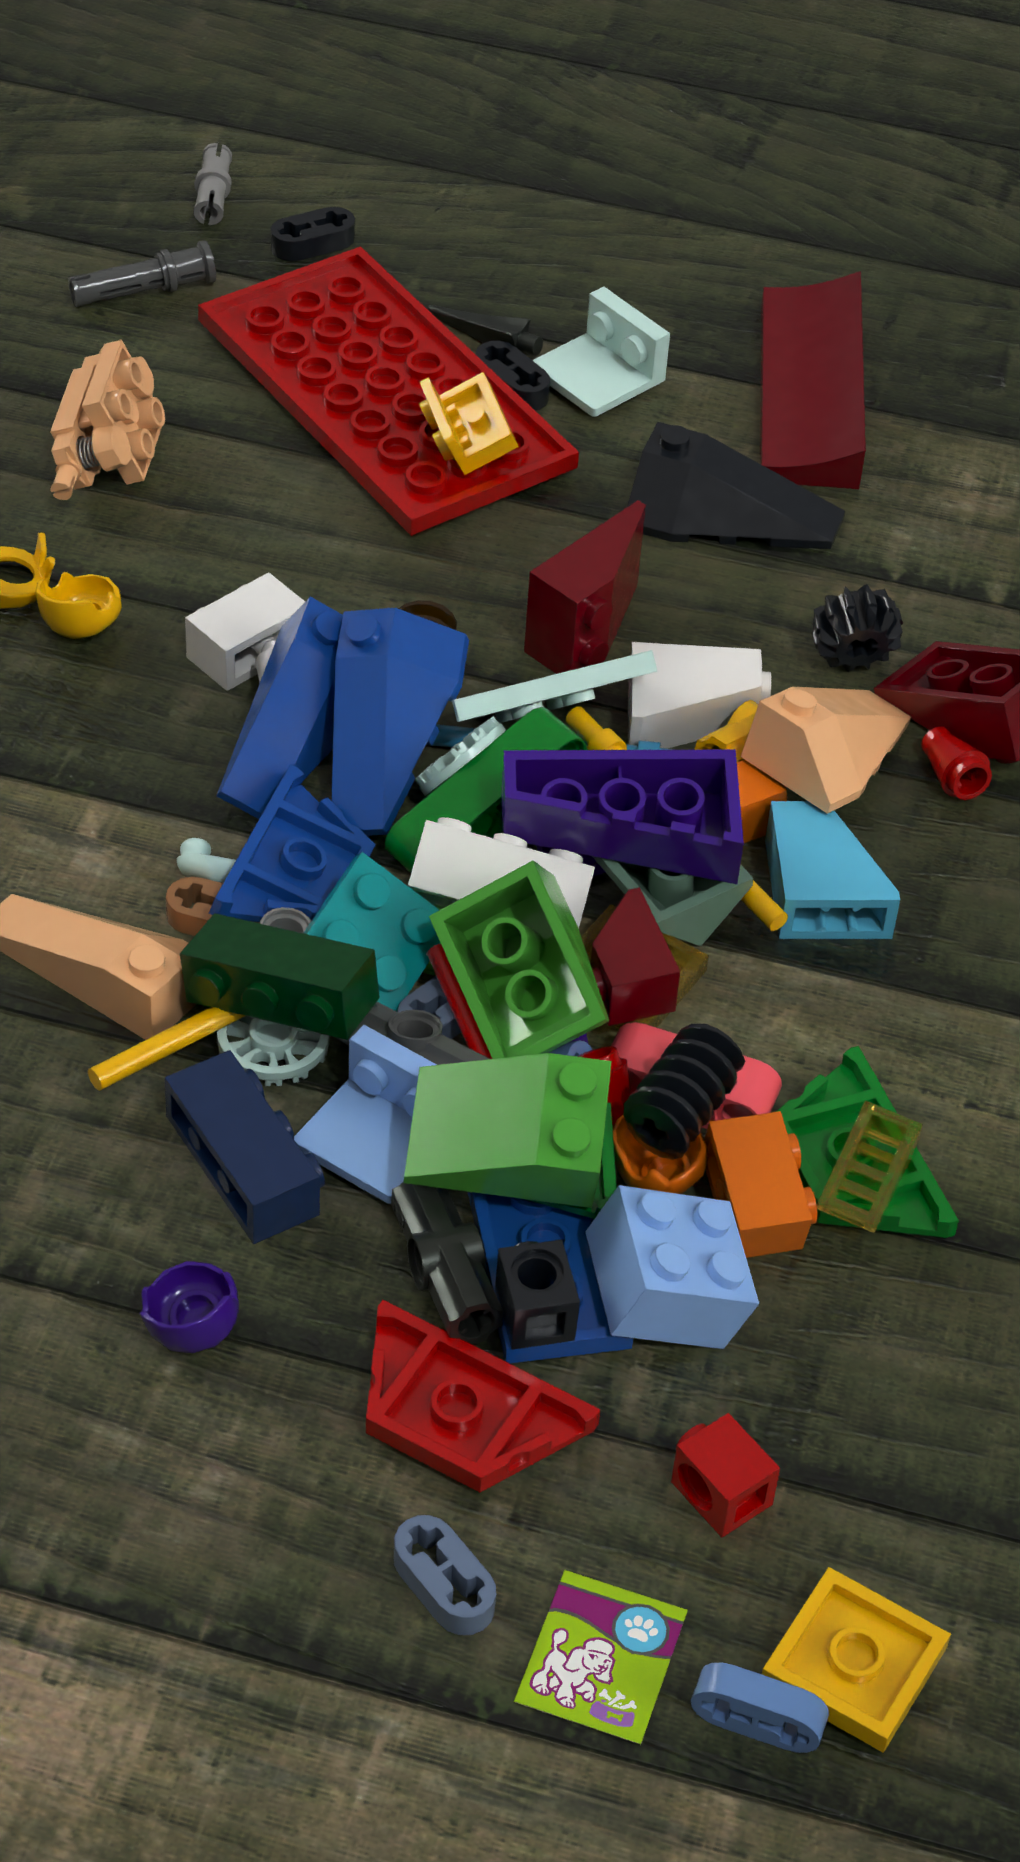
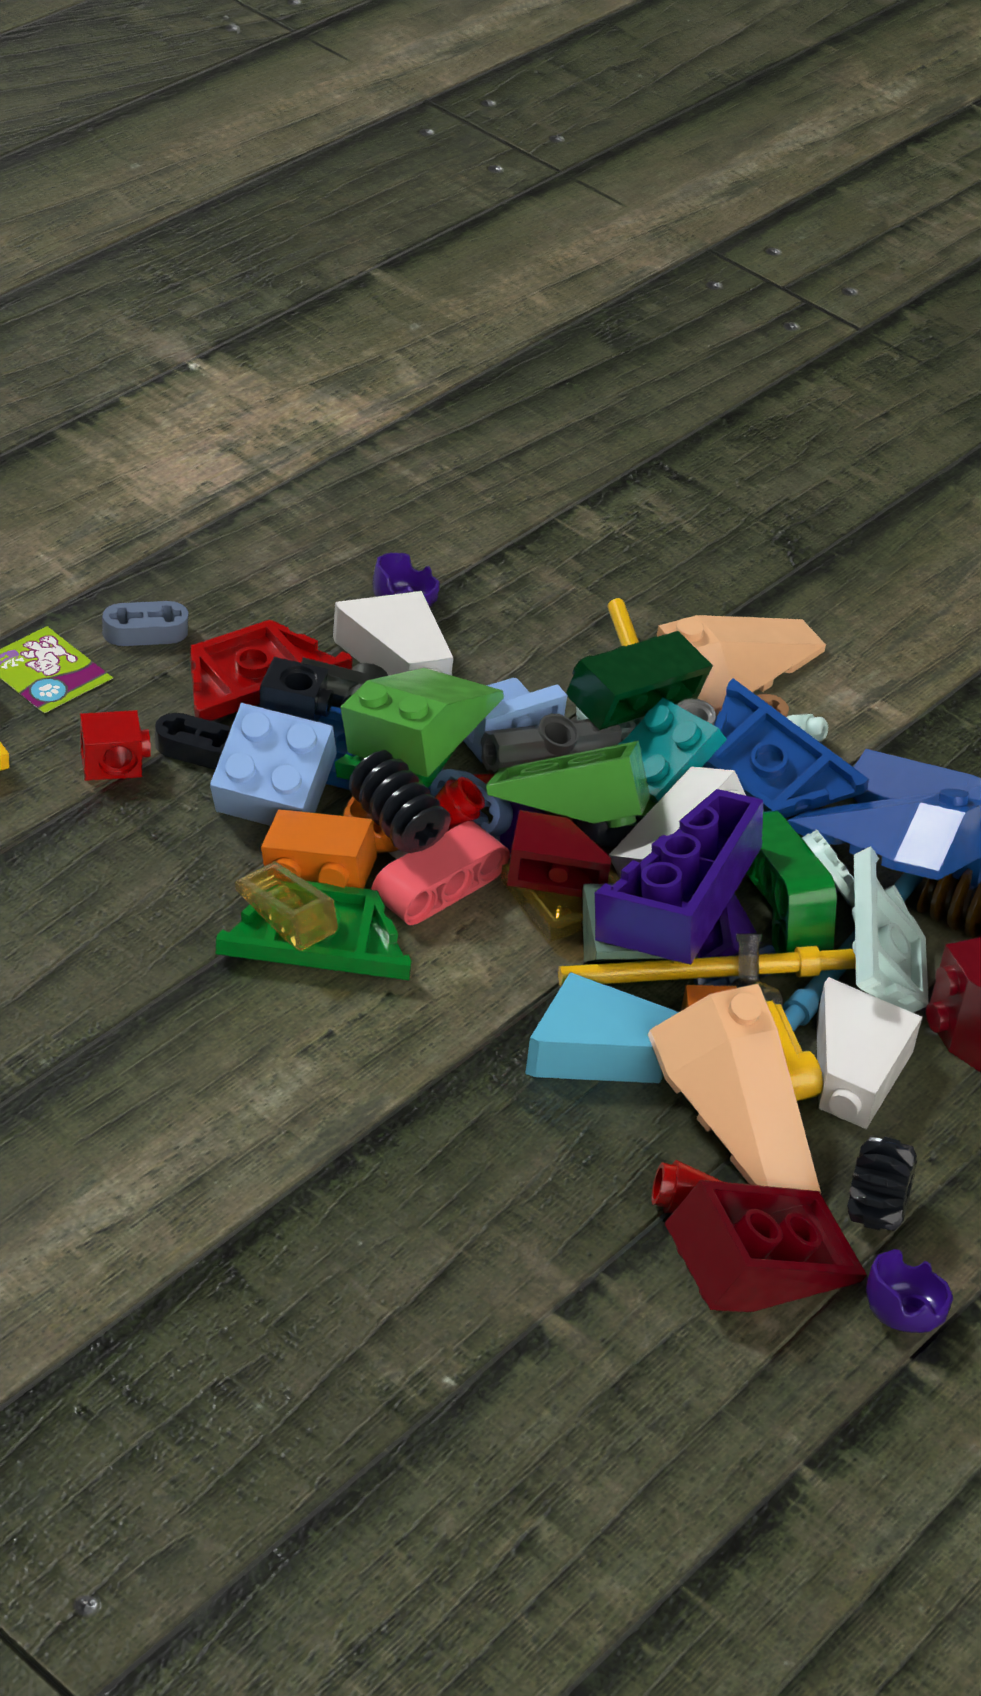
camera: 115 degrees right, 5 degrees down
(244, 1146) = (519, 647): dark blue brick -> none
(309, 1270) = (392, 633): none -> white slope
(619, 1409) = (191, 739): none -> black beam
(954, 596) = (907, 1295): none -> dark purple hair

